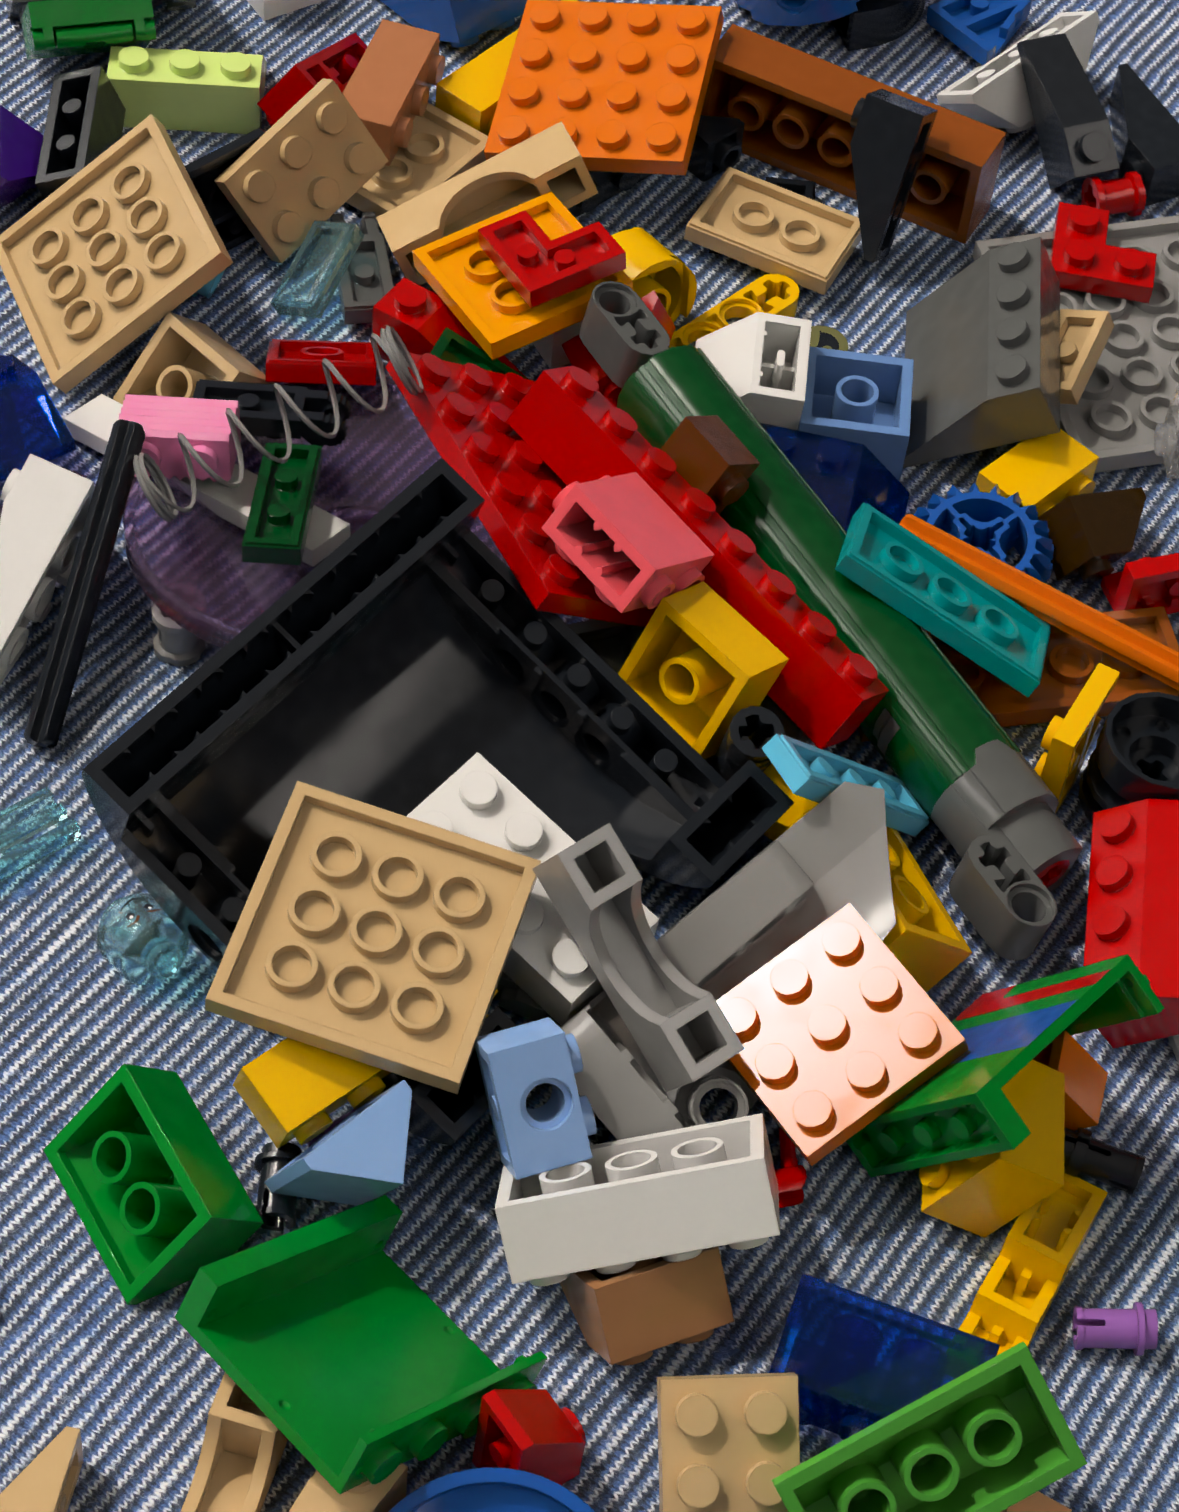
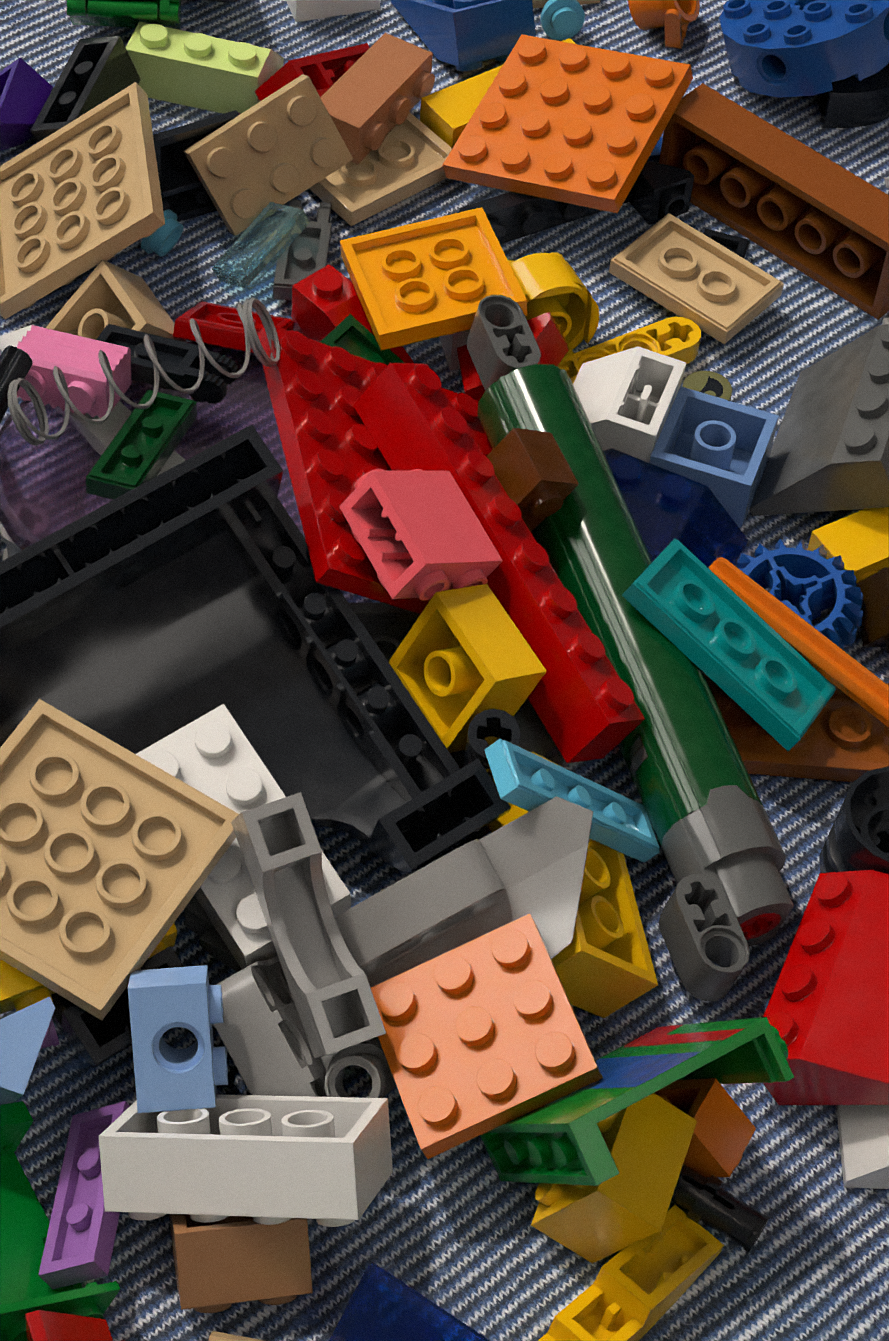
camera: 15 degrees right, 0 degrees up
(482, 1300) = (79, 1228): none -> medium lavender plate
(504, 181) = (477, 182): tan arch -> none
(549, 268) = (451, 275): red plate -> none
(790, 1176) = (412, 1172): red hand -> none
(885, 160) = (807, 229): black slope -> none
(1071, 736) = (817, 798): yellow wing -> none

